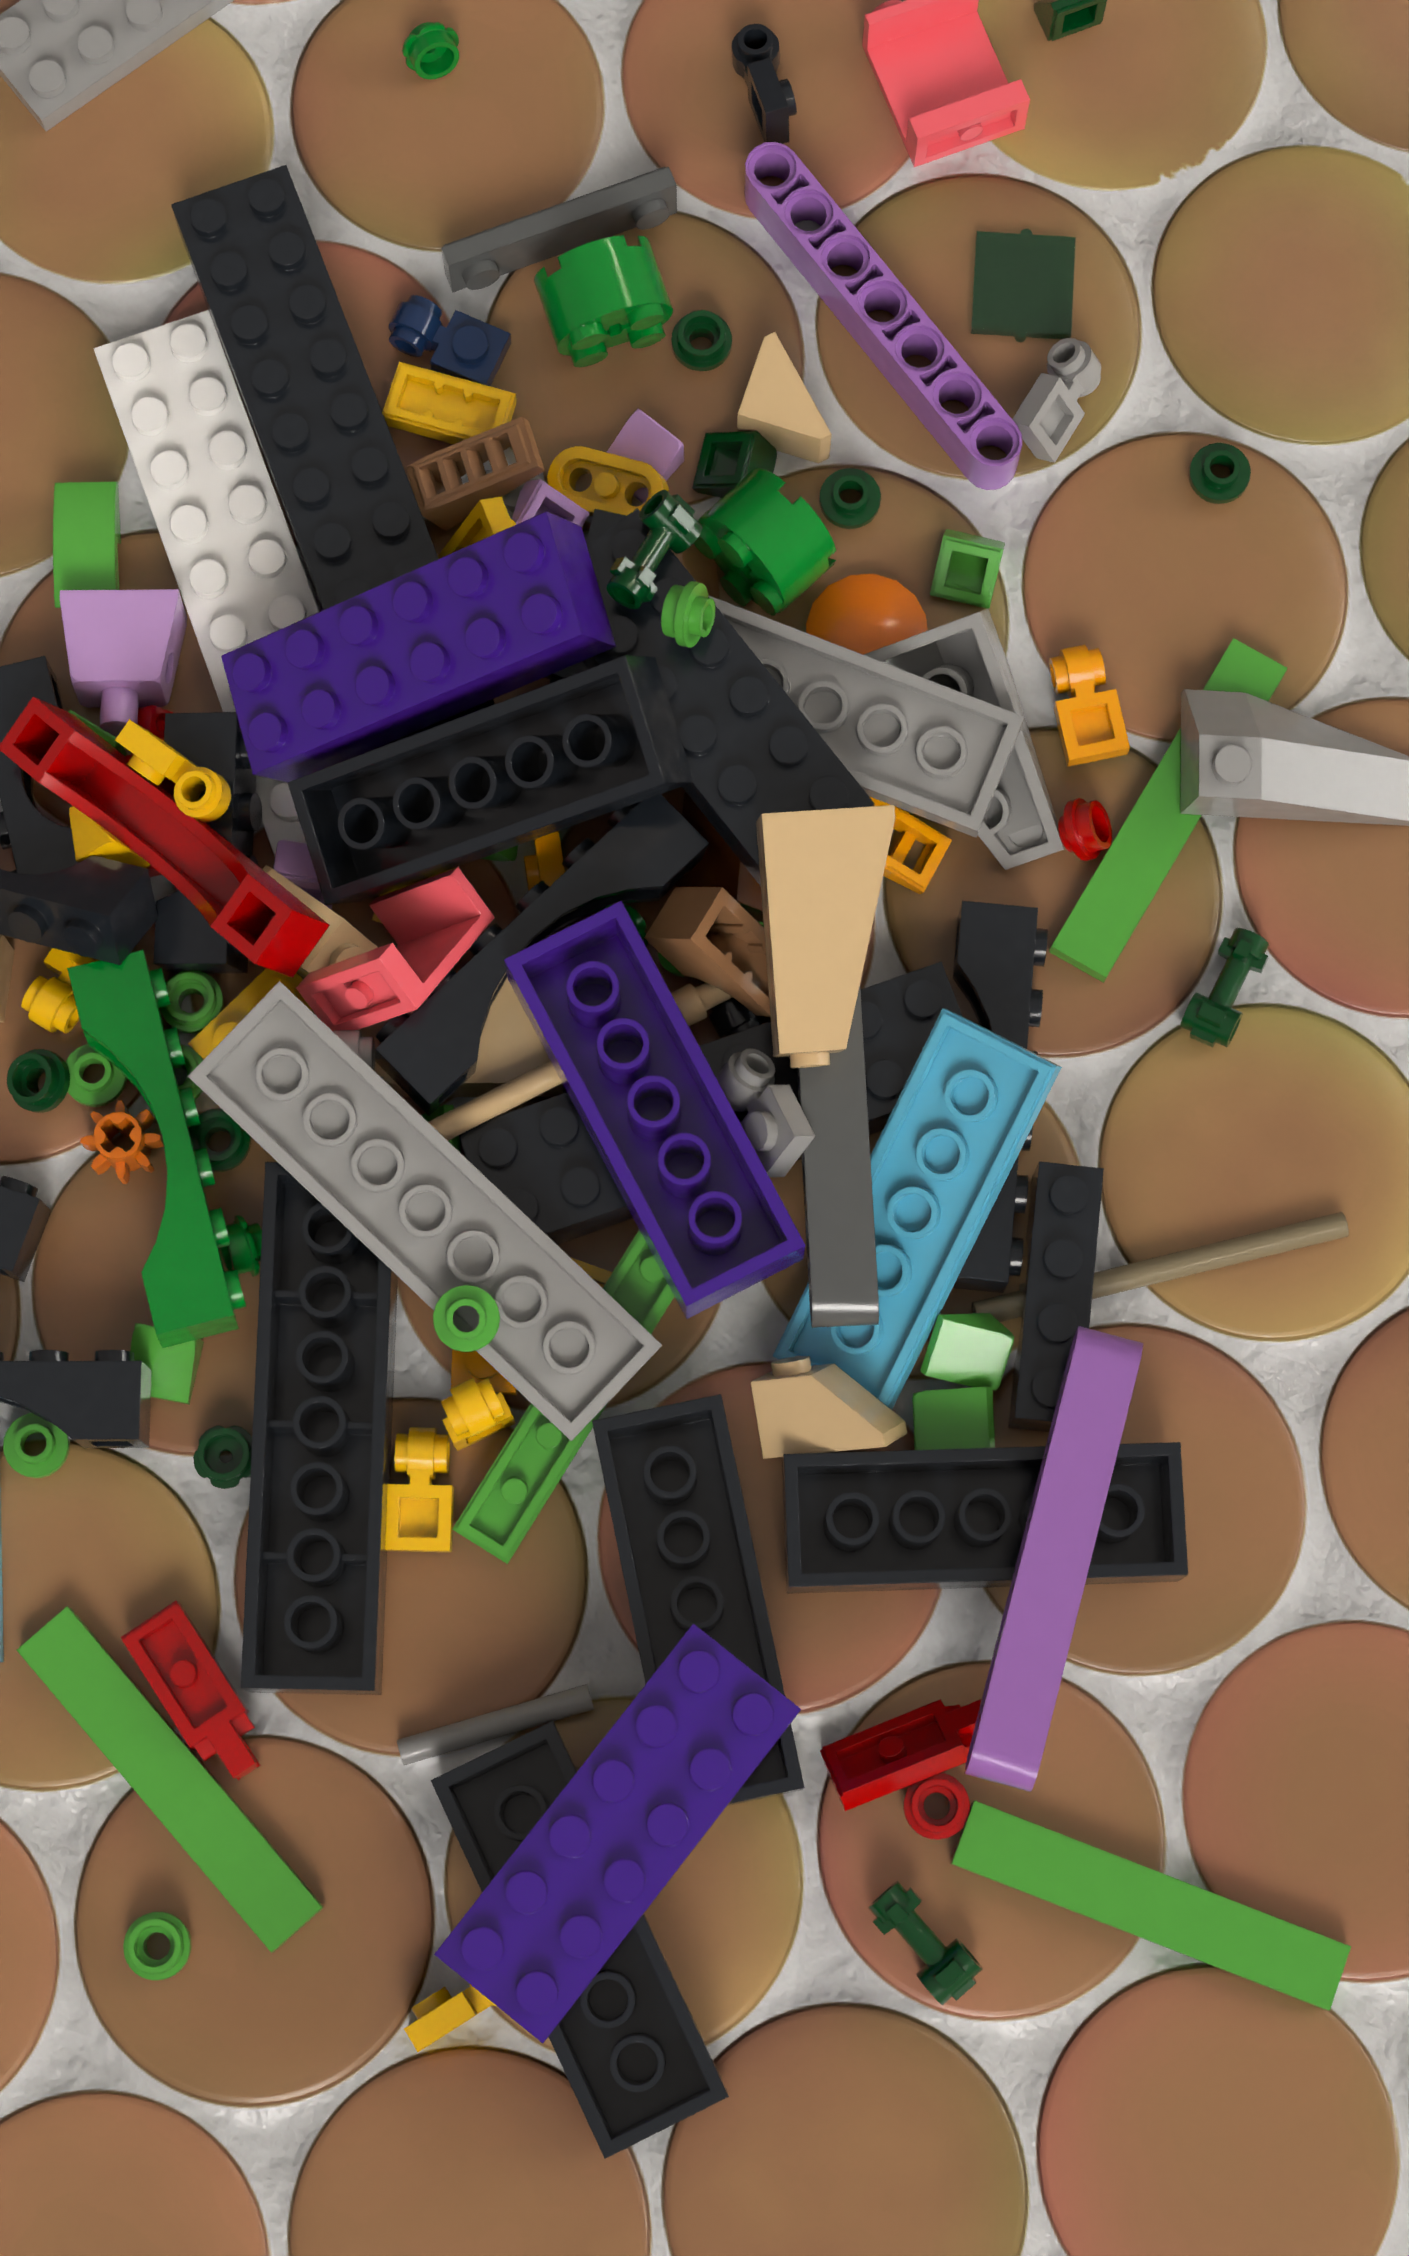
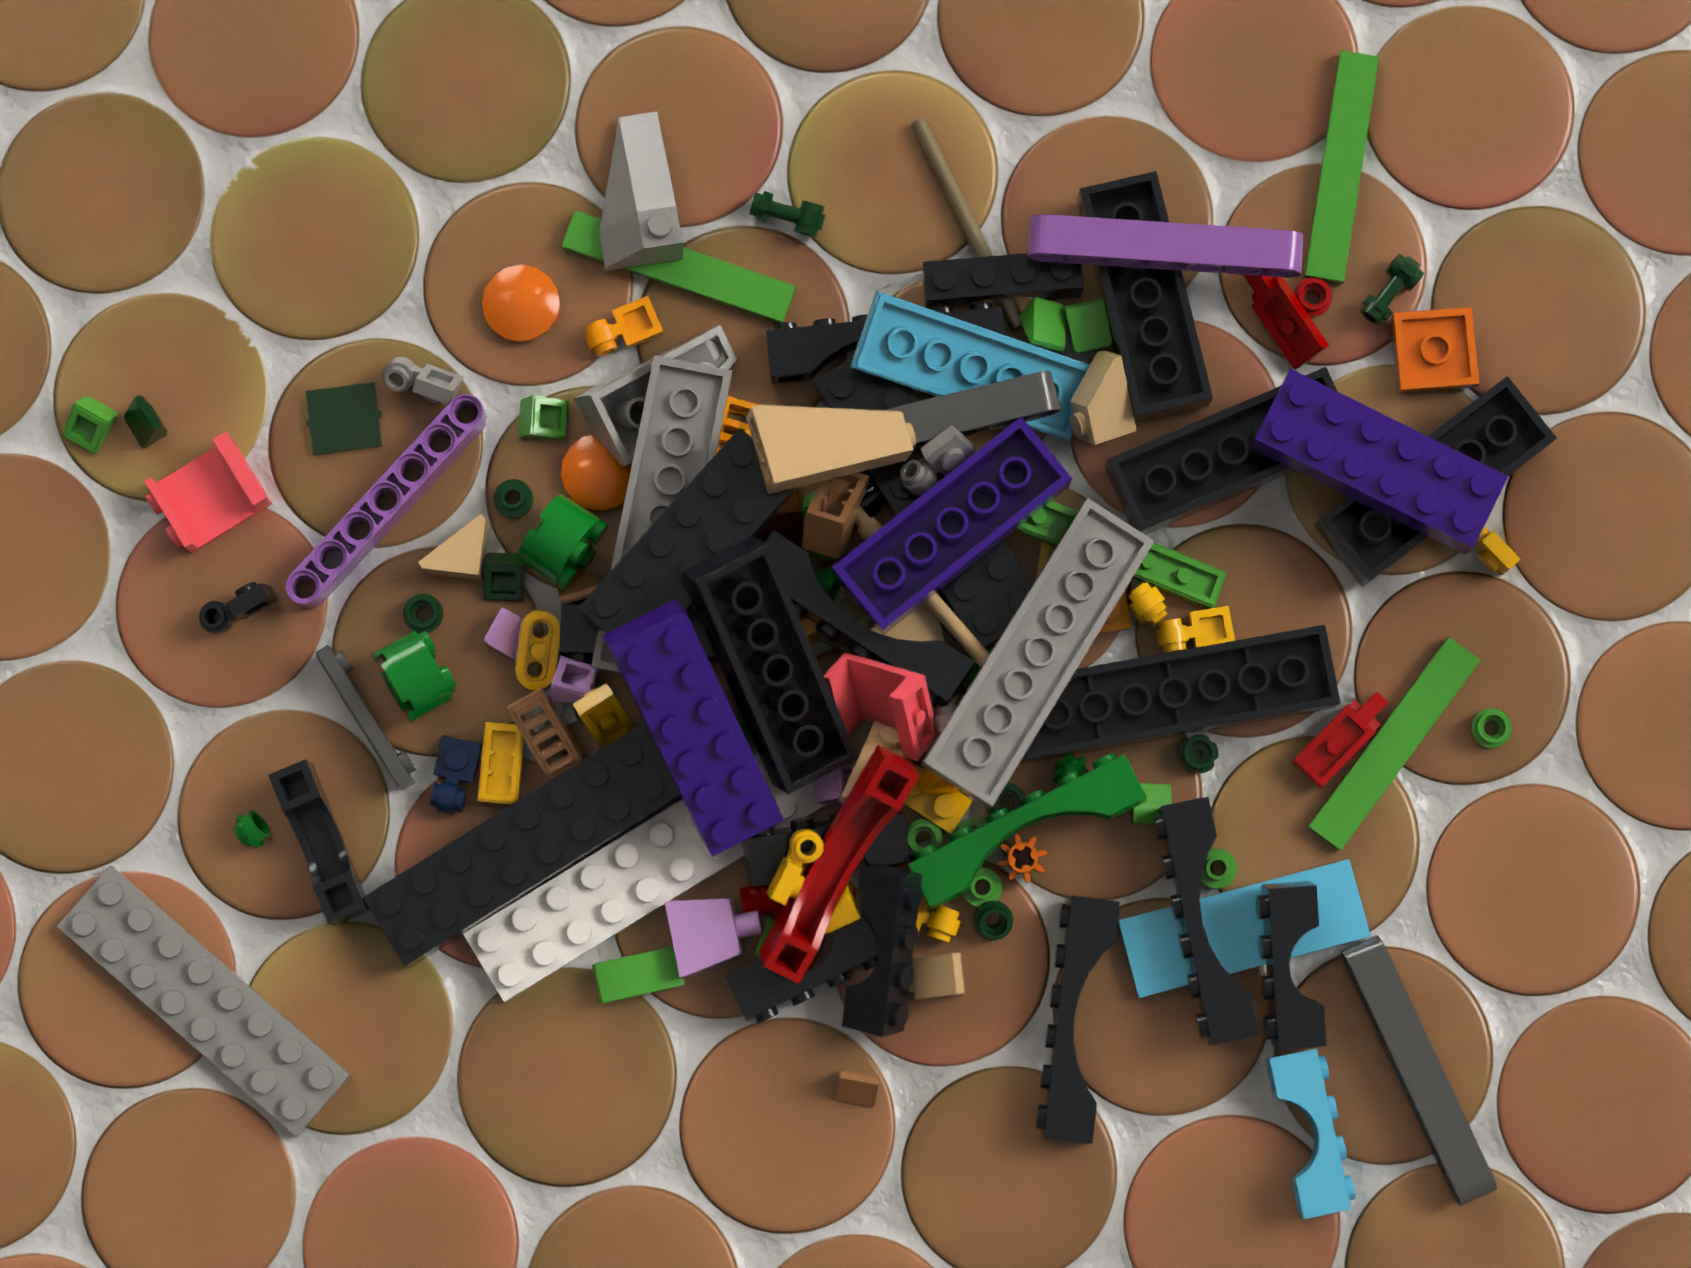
camera: 100 degrees left, 5 degrees up
(447, 123) = (321, 841): none -> black arch
(488, 1318) = (1089, 614): bright green plate -> none
(495, 1724) = (1321, 560): light grey bar -> none
(670, 527) = (591, 581): dark green bar -> none
(687, 613) = (649, 557): bright green plate -> none
(807, 1994) = (1435, 349): none -> orange plate
(1085, 828) = (704, 314): red plate -> none
(1154, 565) = (520, 303): none -> orange dish
(1216, 489) = (456, 284): dark green plate -> none

